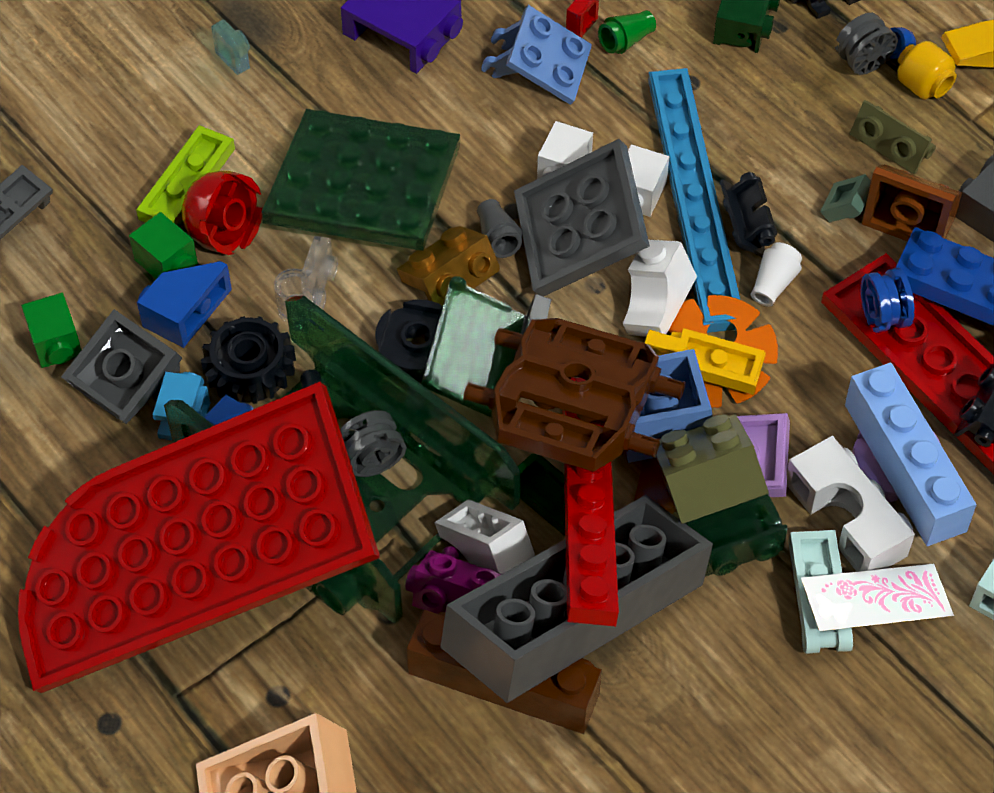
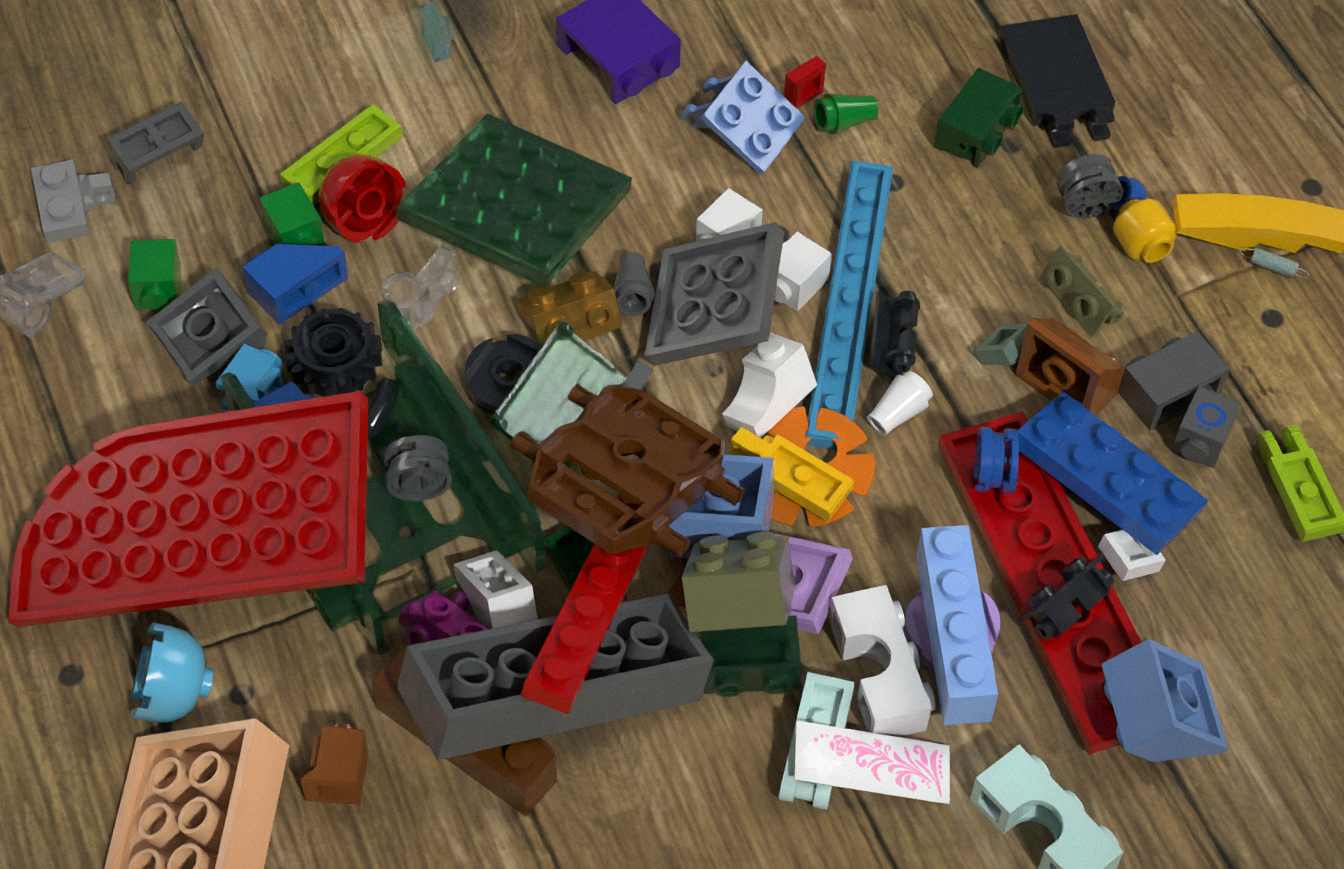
camera: 15 degrees right, 0 degrees up
(209, 697) = (170, 675): none -> medium azure cylinder
(398, 736) = (337, 766): none -> dark orange window

